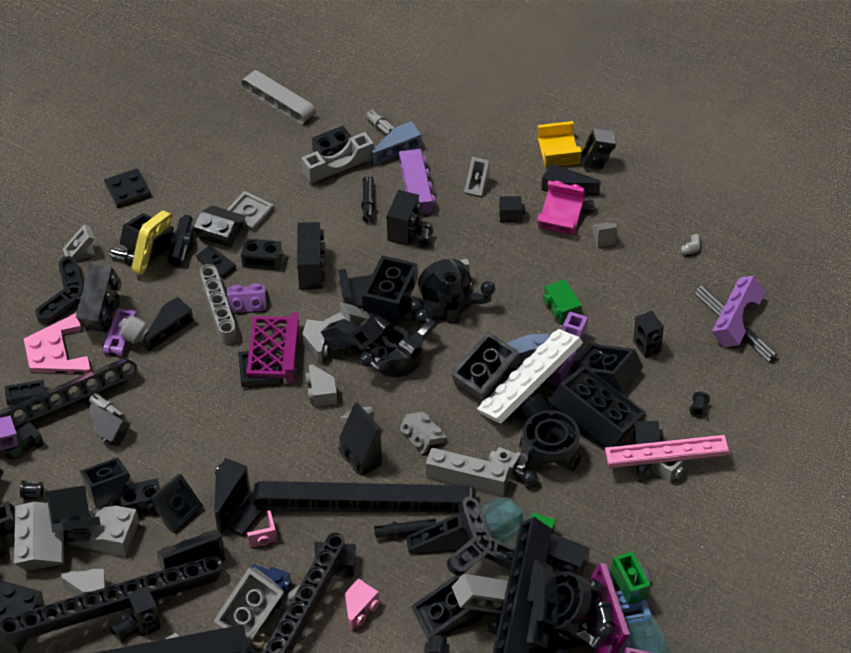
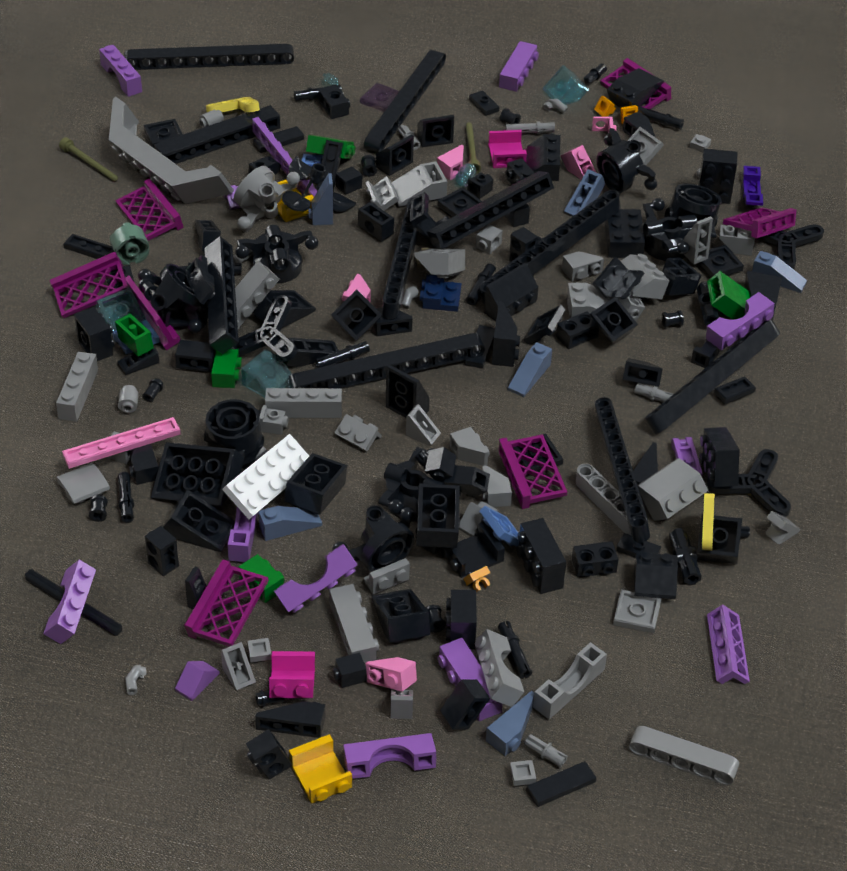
camera: 160 degrees right, 5 degrees down
(47, 351) = (743, 427): bright pink wing -> none
(127, 188) = (781, 607): black plate -> none
(133, 329) = (671, 447): light grey head -> none
(158, 286) = (671, 489): none -> light grey slope
(193, 165) = (726, 642): none -> medium lavender fence
(194, 319) = (622, 470): none -> black beam
(204, 464) = (531, 369): none -> sand blue slope
(206, 595) = (482, 277): none -> black pin
(246, 298) = (587, 516): medium lavender bracket -> none
(263, 536) = (459, 324): bright pink bracket -> none
(330, 291) = (501, 525): none -> medium blue plate
(331, 141) = (586, 704): black brick -> none
(370, 261) = (478, 576): none -> light orange tile
(375, 562) = (356, 315): none -> black slope
(379, 102) = (561, 783): none -> black tile
(397, 151) = (500, 681): none -> light grey arch
(405, 111) = (522, 772): none -> light grey plate
(431, 151) = (465, 704): none -> black brick
(451, 238) = (402, 615): none -> black slope
(477, 195) = (391, 673): none -> bright pink slope
(482, 140) = (414, 750): none -> medium lavender arch
(495, 247) = (352, 622): none -> light grey brick
(523, 270) = (338, 563): none -> medium lavender arch
(581, 243) = (259, 650): none -> light grey plate
(611, 286) = (210, 601): none -> magenta fence
(616, 535) = (154, 387): none -> black pin
(625, 295) = (195, 587): none -> black slope
(637, 235) = (195, 679): none -> medium lavender slope
(649, 522) = (128, 399): none -> light grey brick
(671, 406) = (126, 502): none -> black pin
(674, 602) = (94, 333): none -> black brick
(701, 548) = (77, 386): none -> light grey brick
(711, 426) = (83, 483): none -> light grey slope

